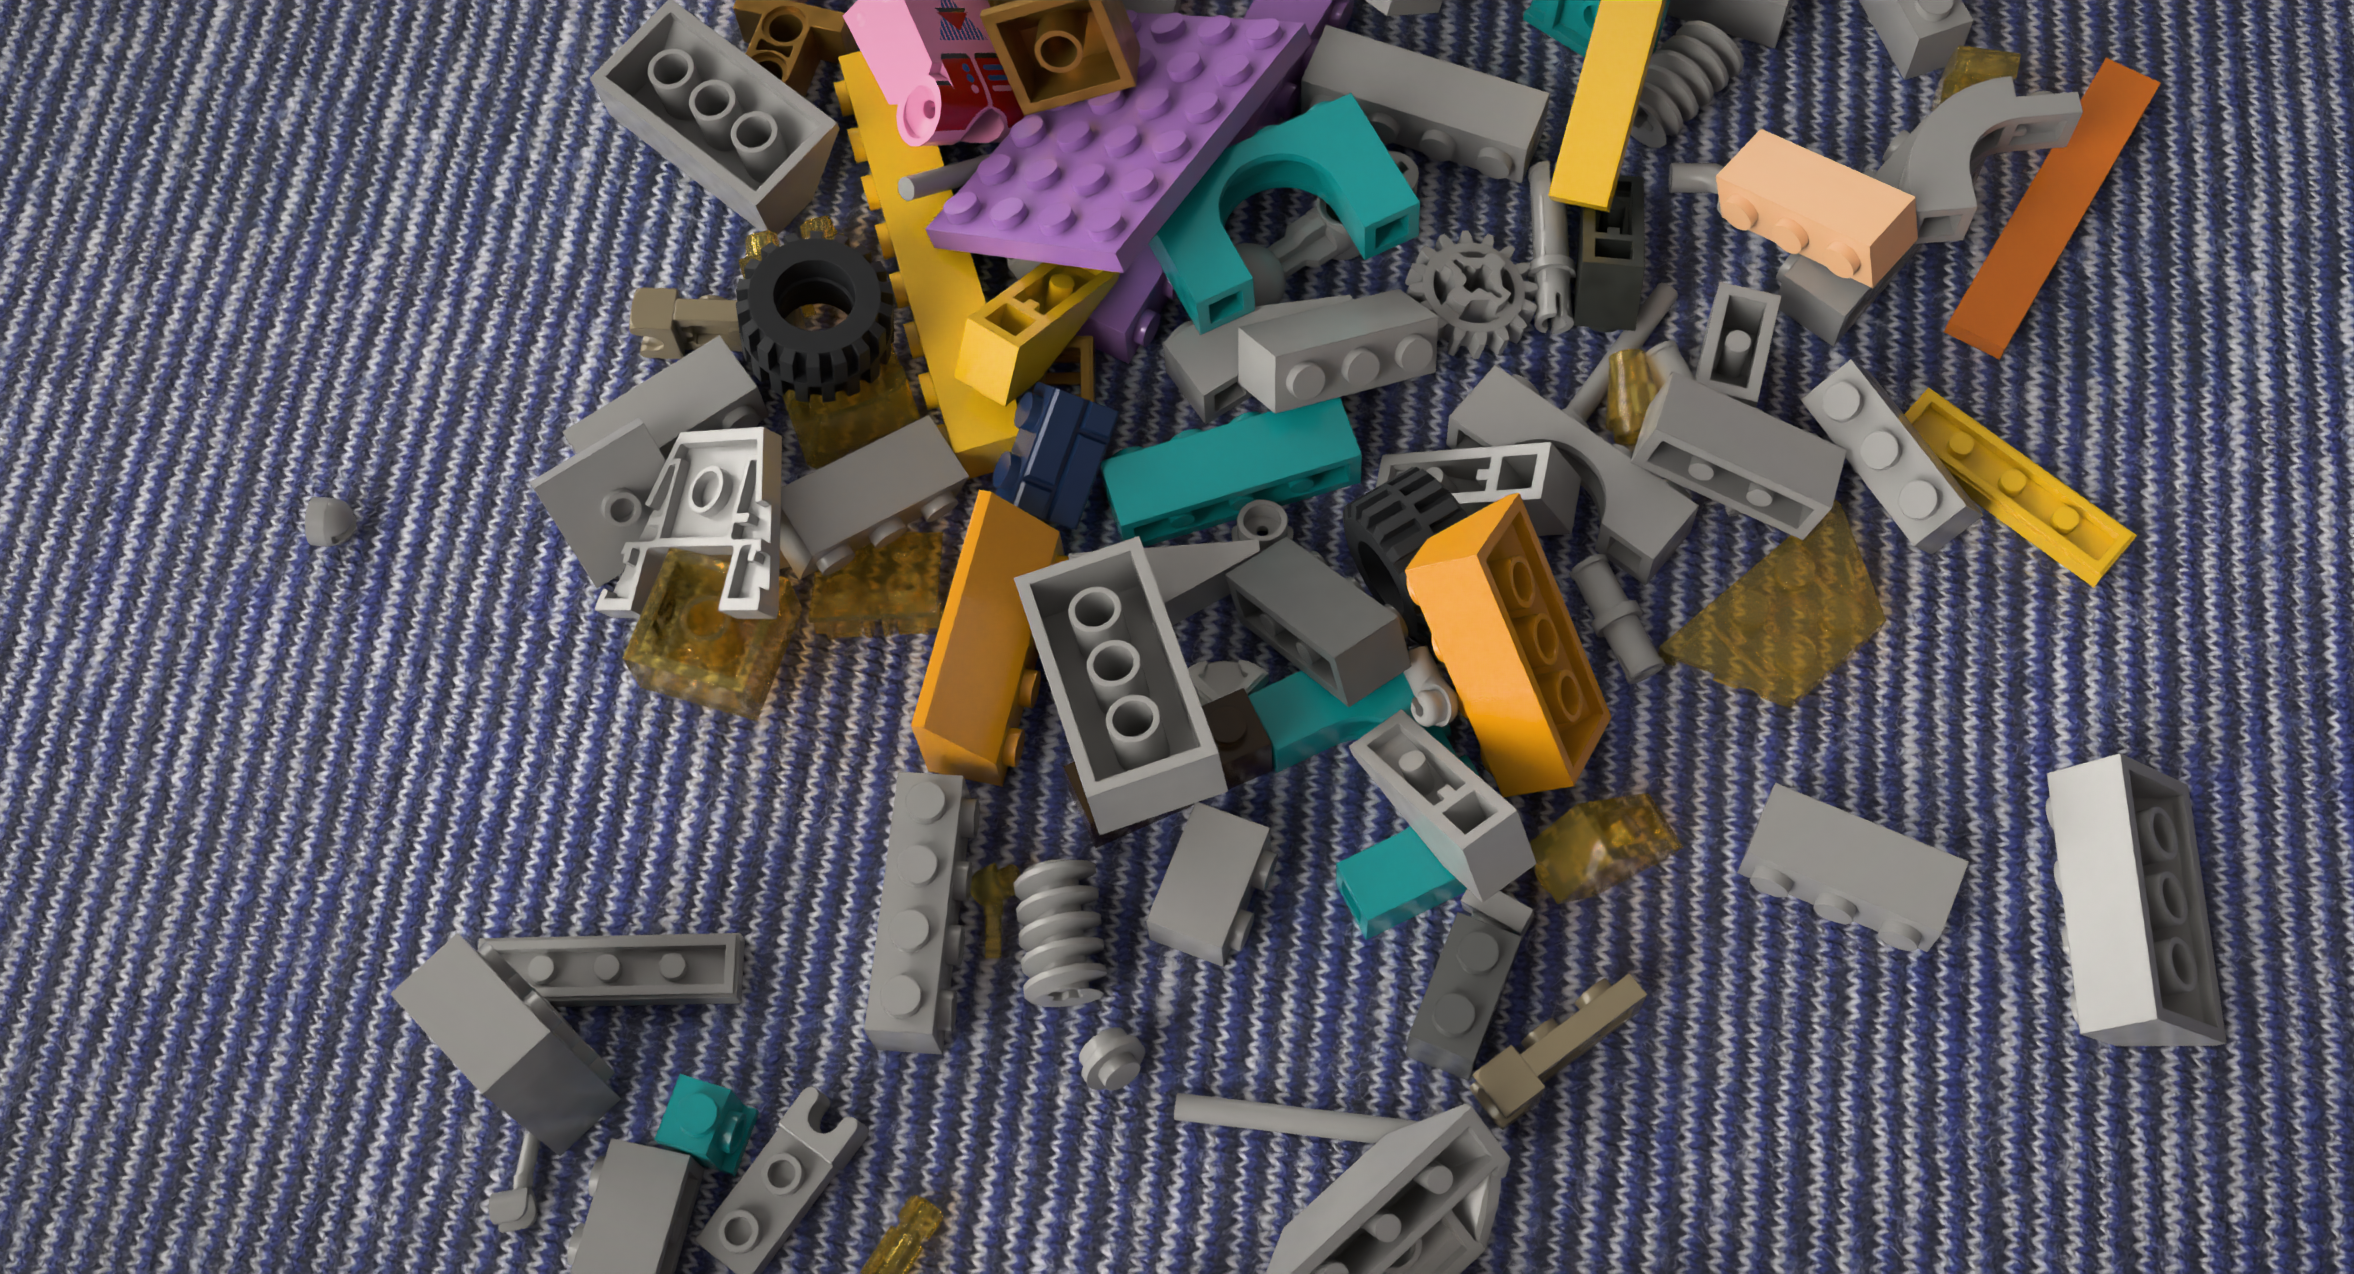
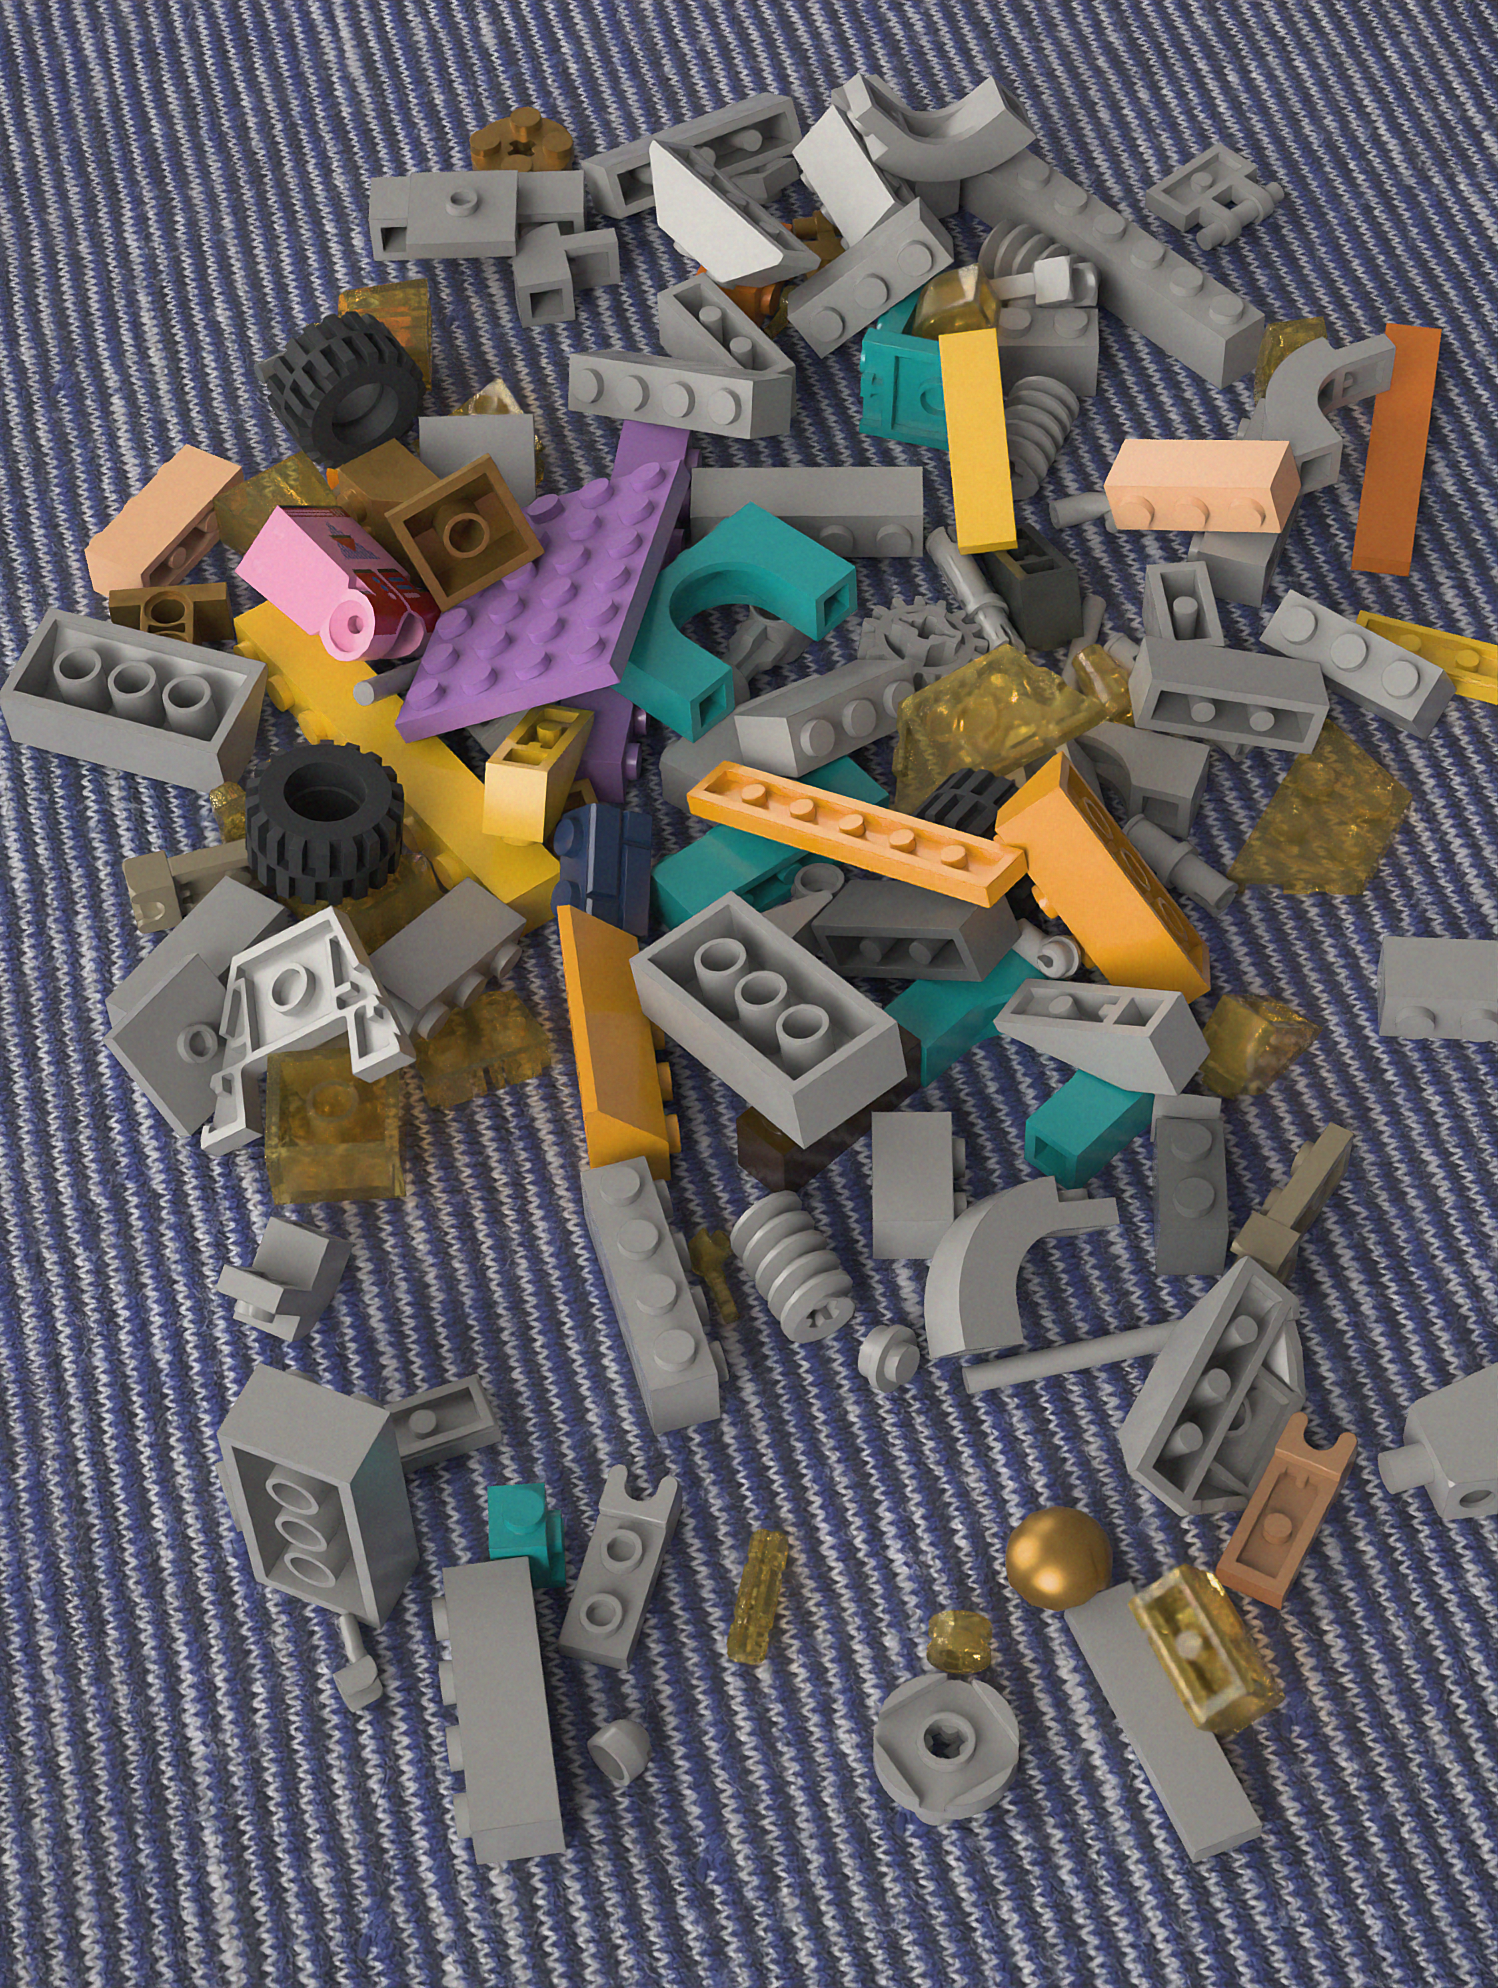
camera: 25 degrees left, 15 degrees down
(612, 778) = (288, 1280): none -> light grey brick
(1237, 988) = (977, 1263): none -> light grey arch
(1294, 510) = (858, 833): none -> light orange plate
(1474, 418) = (985, 717): none -> clear yellow wing

